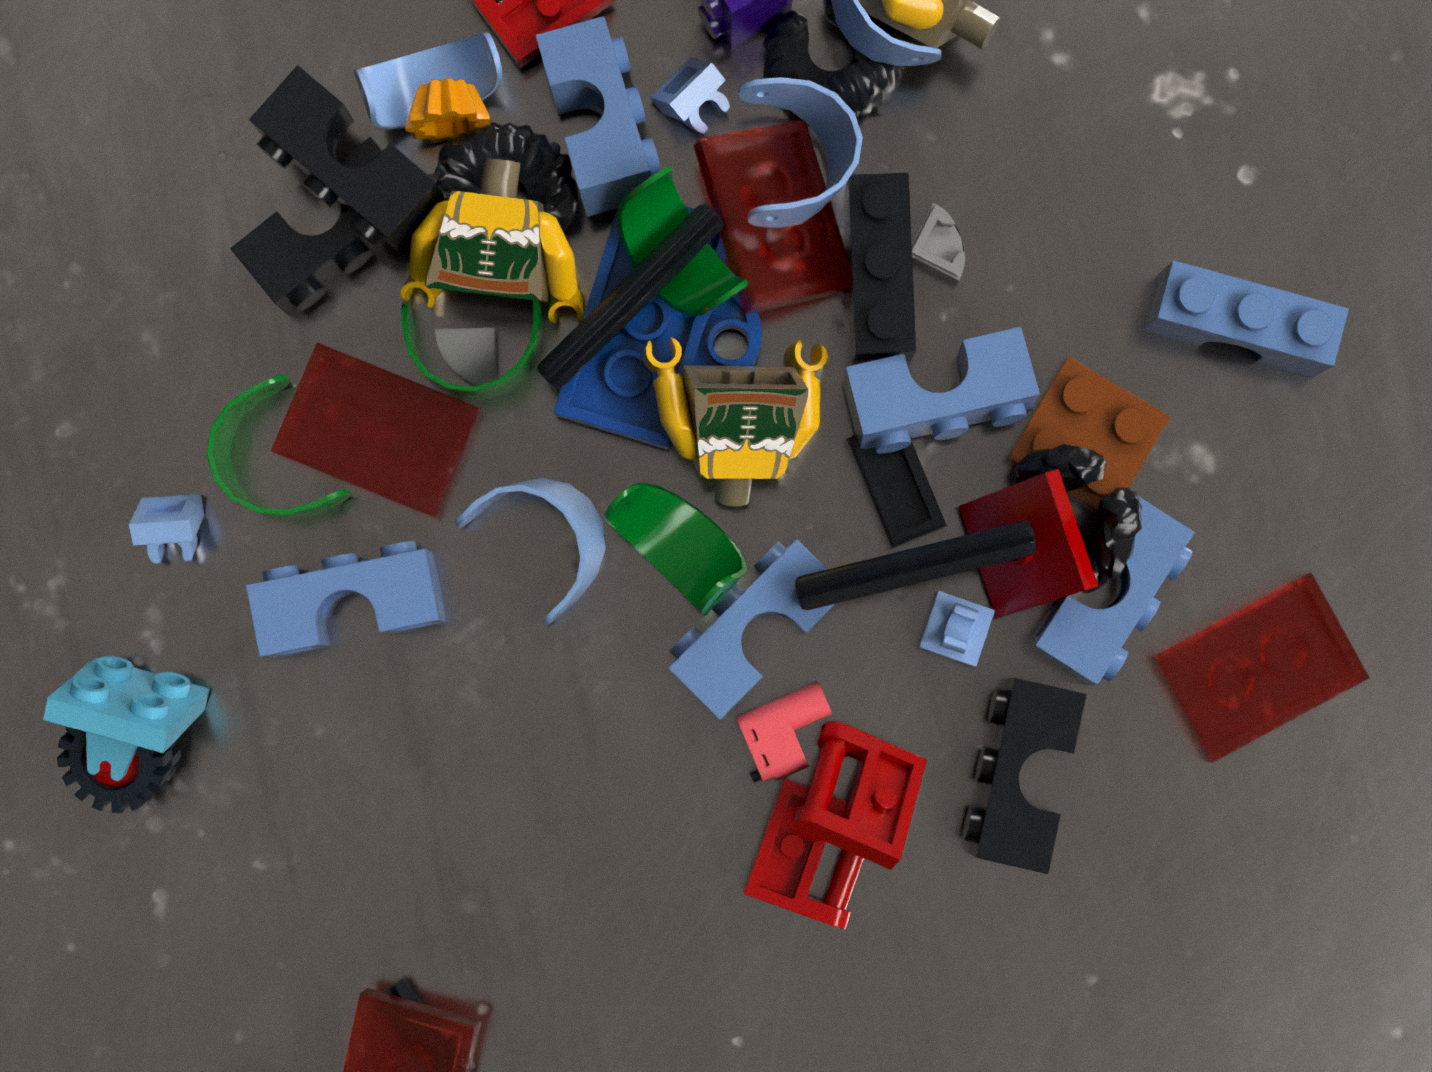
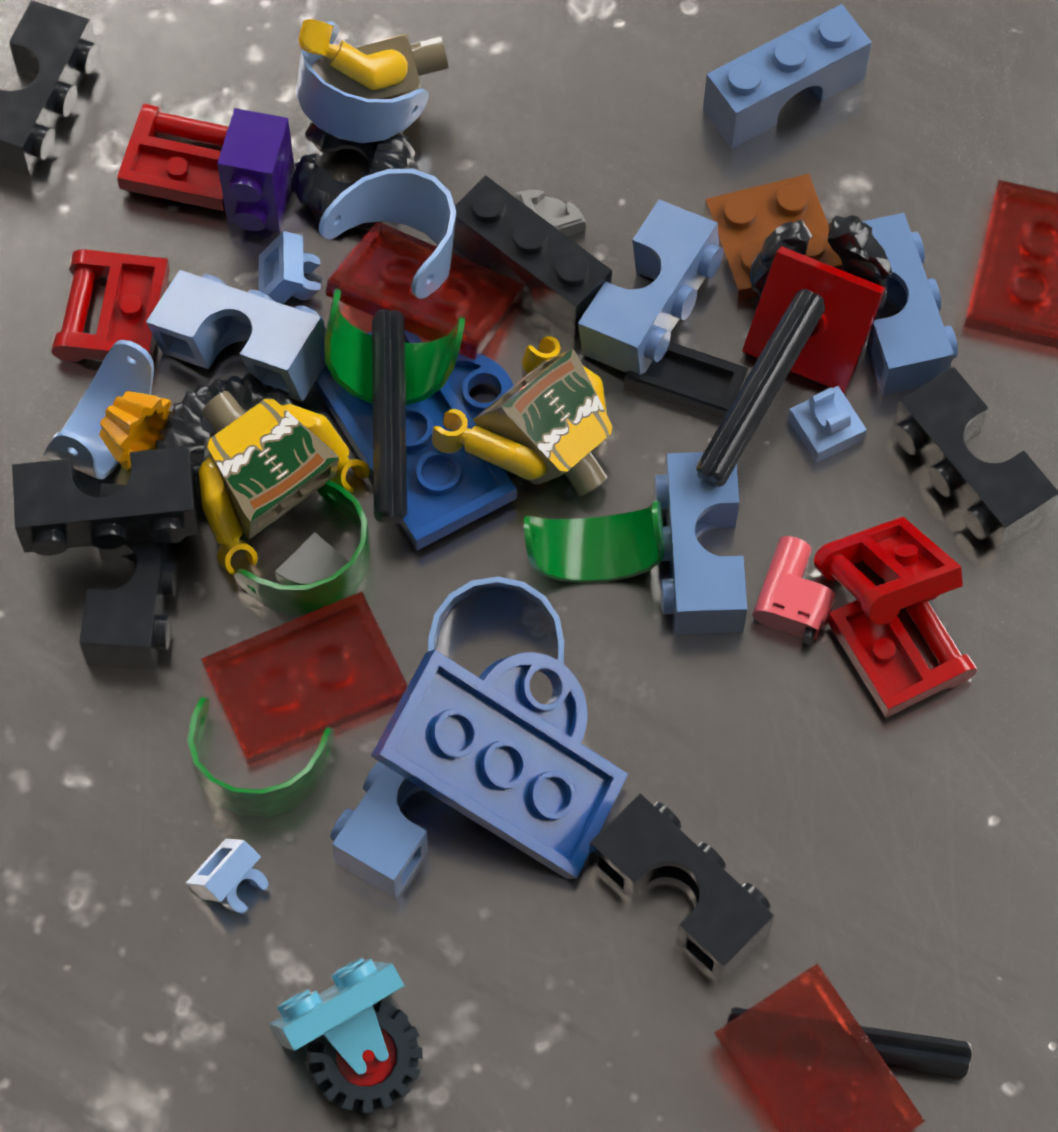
camera: 50 degrees left, 20 degrees down
(427, 647) = (505, 755): none -> plate
(465, 919) = (648, 847): none -> black arch

